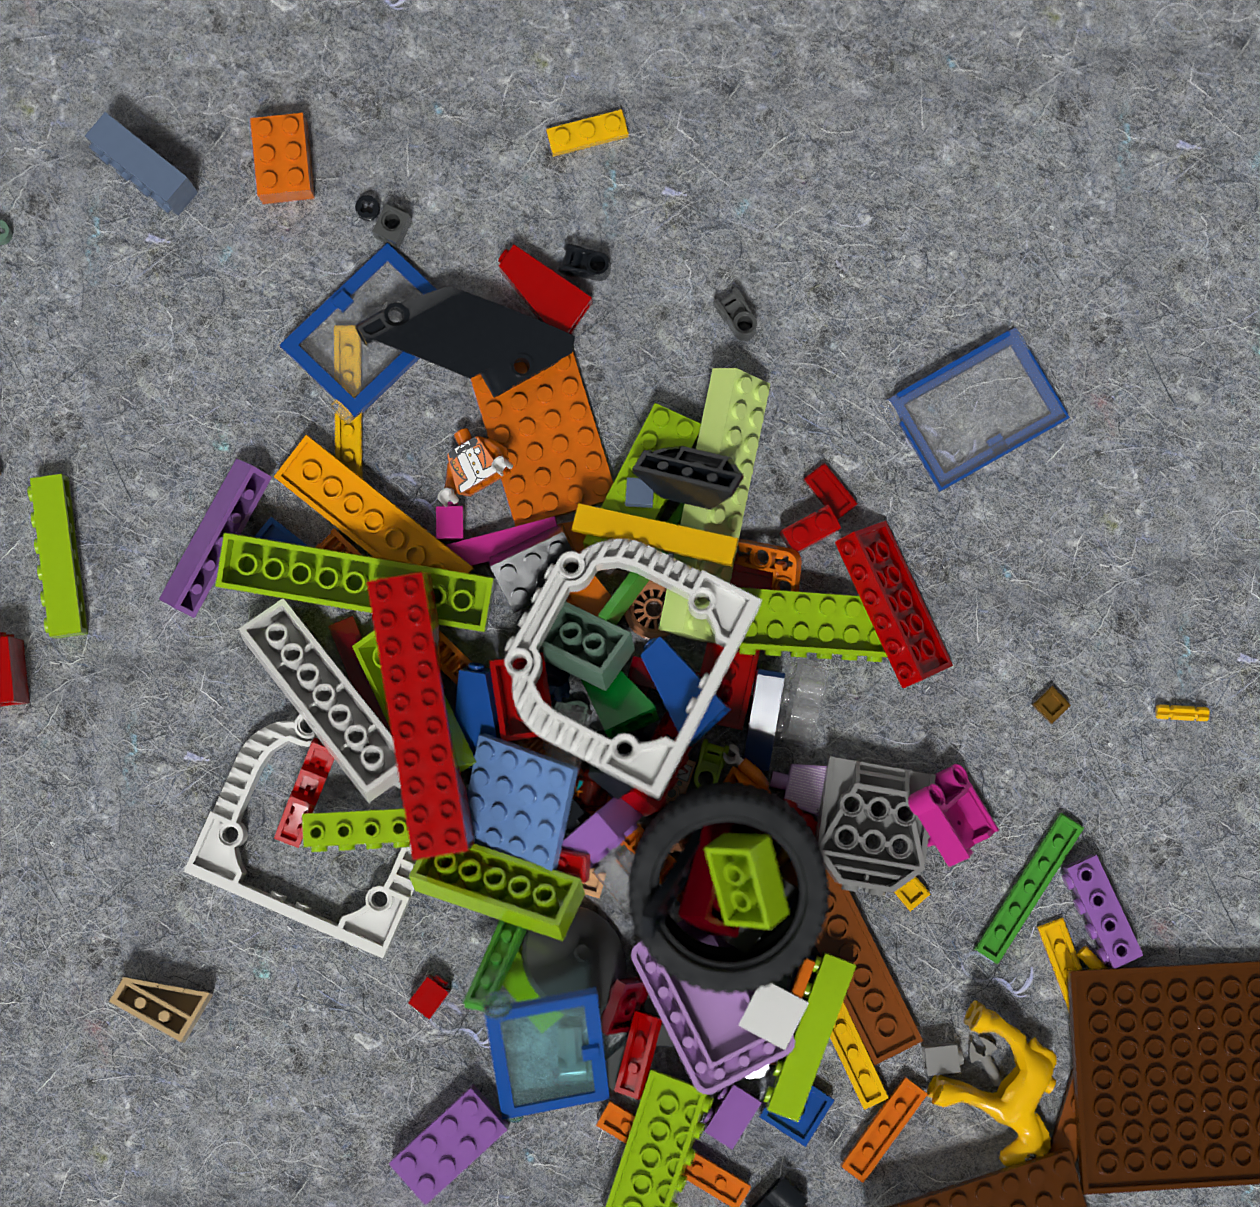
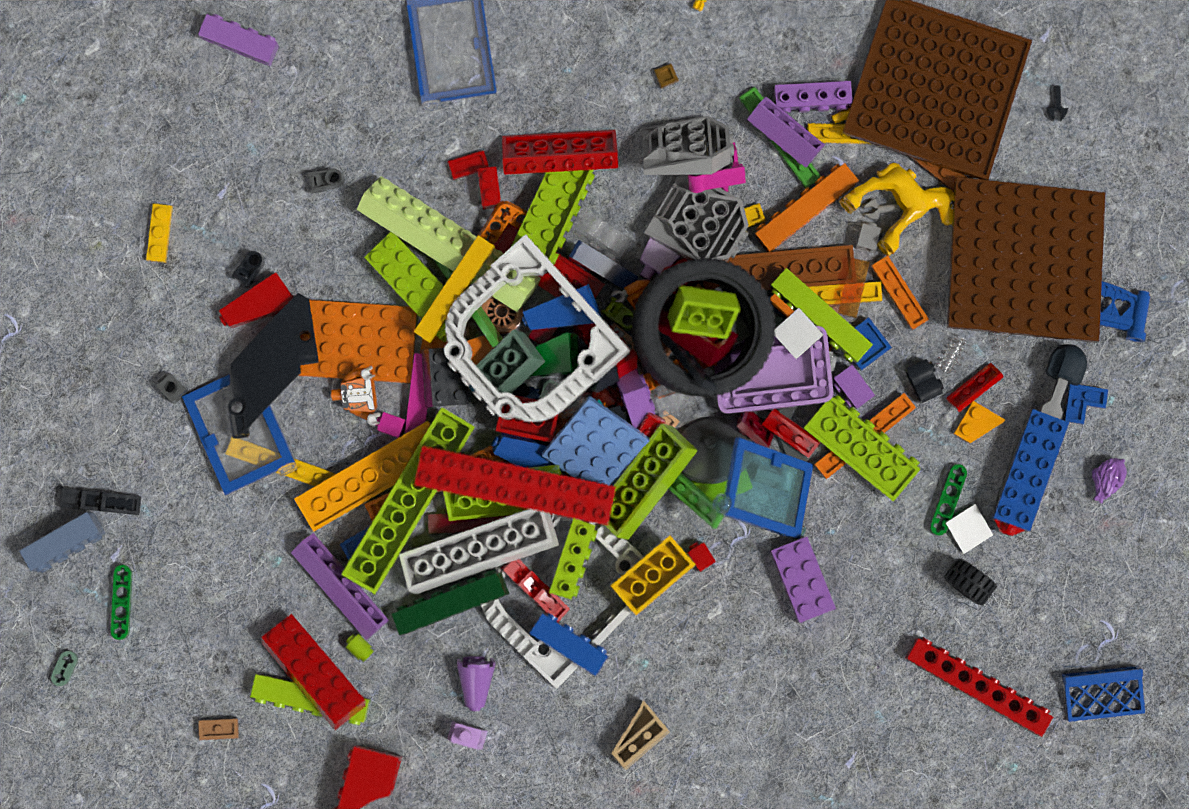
camera: 70 degrees left, 0 degrees up
(82, 777) = (467, 735): none -> lavender torso
(88, 546) = (313, 672): none -> red brick
(94, 264) = (124, 602): none -> green beam
(146, 593) = (359, 647): none -> lime brick
(159, 760) = (475, 680): none -> medium lavender cone
(214, 192) = (100, 501): none -> black slope
(243, 868) = (568, 644): none -> blue brick
(244, 690) = (450, 603): none -> dark green brick
(282, 158) = (95, 445): orange brick -> none
(366, 216) = (157, 403): black bush -> none
(375, 943) = (652, 575): none -> yellow brick
(638, 493) = (422, 288): sand blue tile -> none
(689, 475) = (424, 250): black wedge -> none
(865, 1064) = (853, 287): none -> clear orange tile
(876, 133) = (238, 40): none -> medium lavender brick
(949, 960) = (806, 208): none -> orange brick
(965, 770) = (687, 147): none -> light grey hinge
(1039, 894) = (785, 132): none -> medium lavender brick

